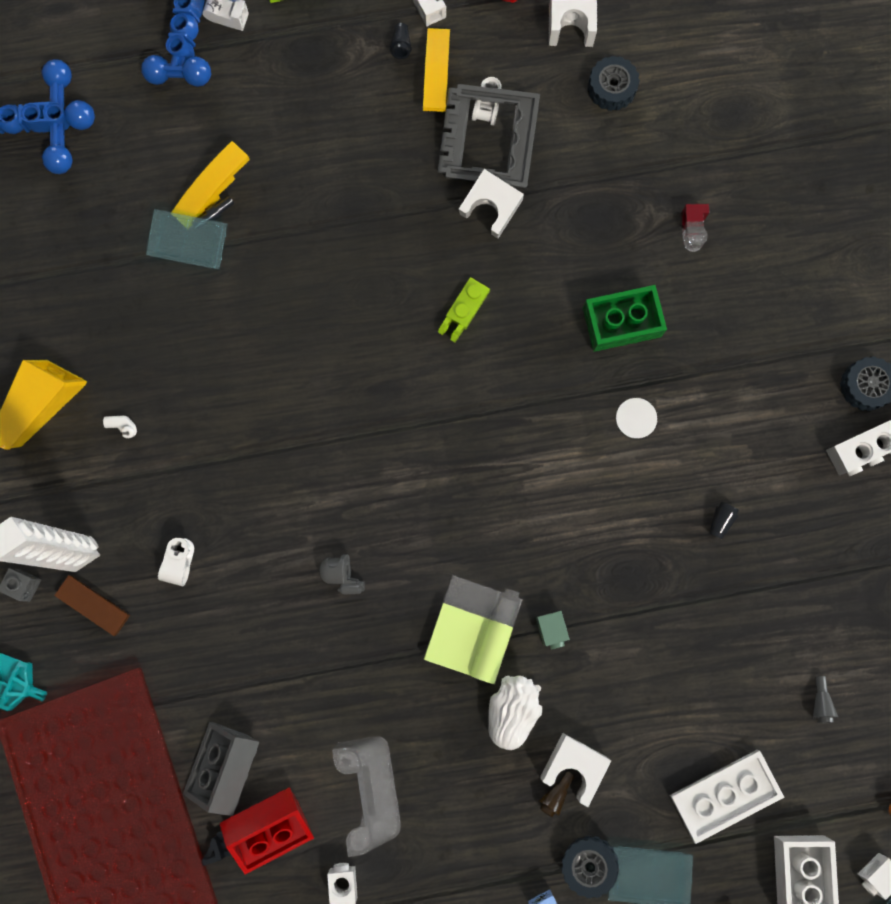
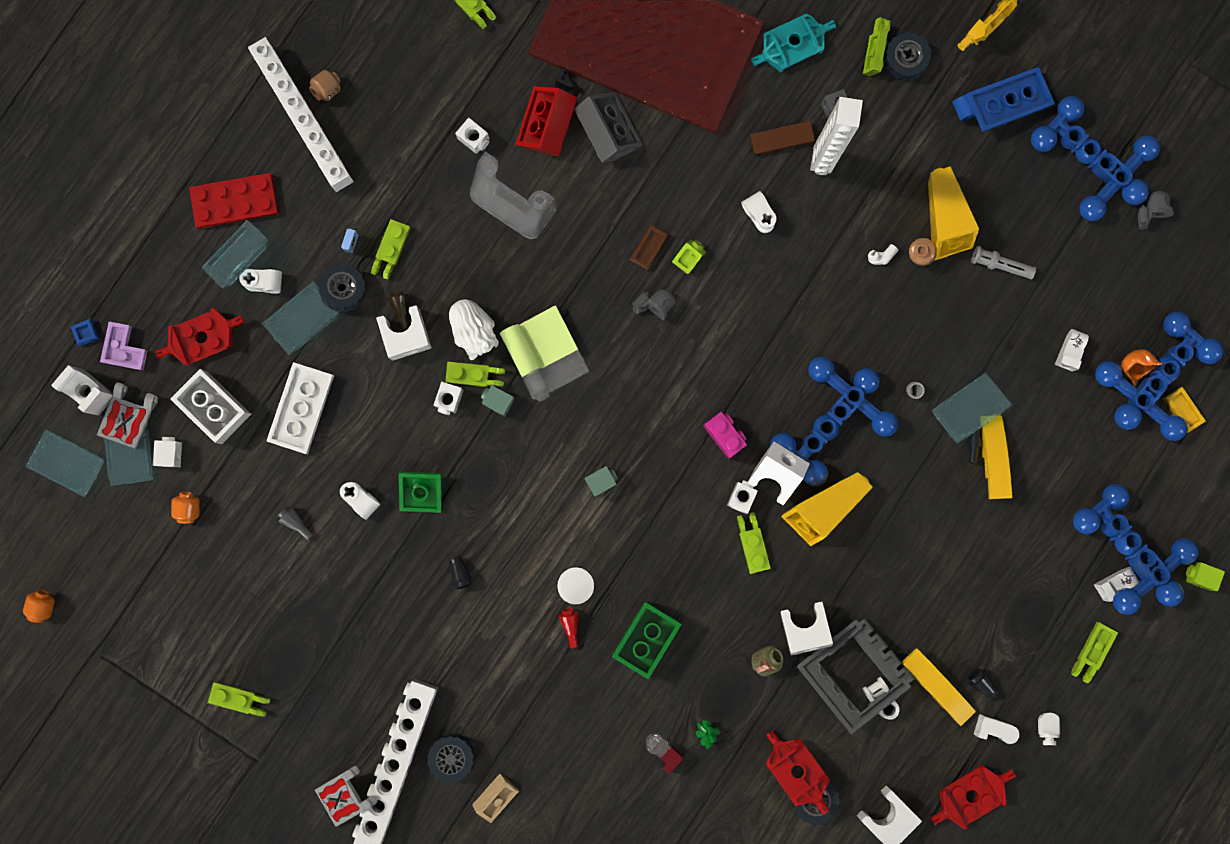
camera: 135 degrees right, 5 degrees up
(26, 144) = (1138, 364): none -> orange hair
(32, 83) = (1183, 406): none -> yellow tile
(41, 330) = (994, 257): none -> light grey pin
(63, 204) = (1072, 350): none -> white leg
(87, 393) = (922, 251): none -> medium nougat head
(211, 293) = (918, 389): none -> light grey hinge
(265, 295) = (865, 382): none -> blue piece
(271, 585) = (689, 255): none -> lime bracket
(296, 628) = (648, 247): none -> reddish brown tile
(380, 274) = (824, 511): none -> yellow slope
(381, 340) = (781, 466): none -> white piece
(397, 411) = (725, 435): none -> dark pink brick
(440, 342) = (734, 503): none -> white brick
(511, 859) = (391, 247): none -> lime hinge
(533, 476) = (601, 480): none -> sand green brick
(546, 211) = (767, 661): none -> olive head
(551, 673) = (472, 374): none -> lime hinge
(581, 676) = (445, 389): none -> white brick
(605, 130) = (800, 790): none -> red plate
(647, 206) = (707, 733): none -> green plant
(670, 394) = (569, 621): none -> red cone
(691, 619) = (420, 492): none -> green slope
(749, 662) = (361, 502): none -> white piece
(862, 322) = (495, 798): none -> tan slope

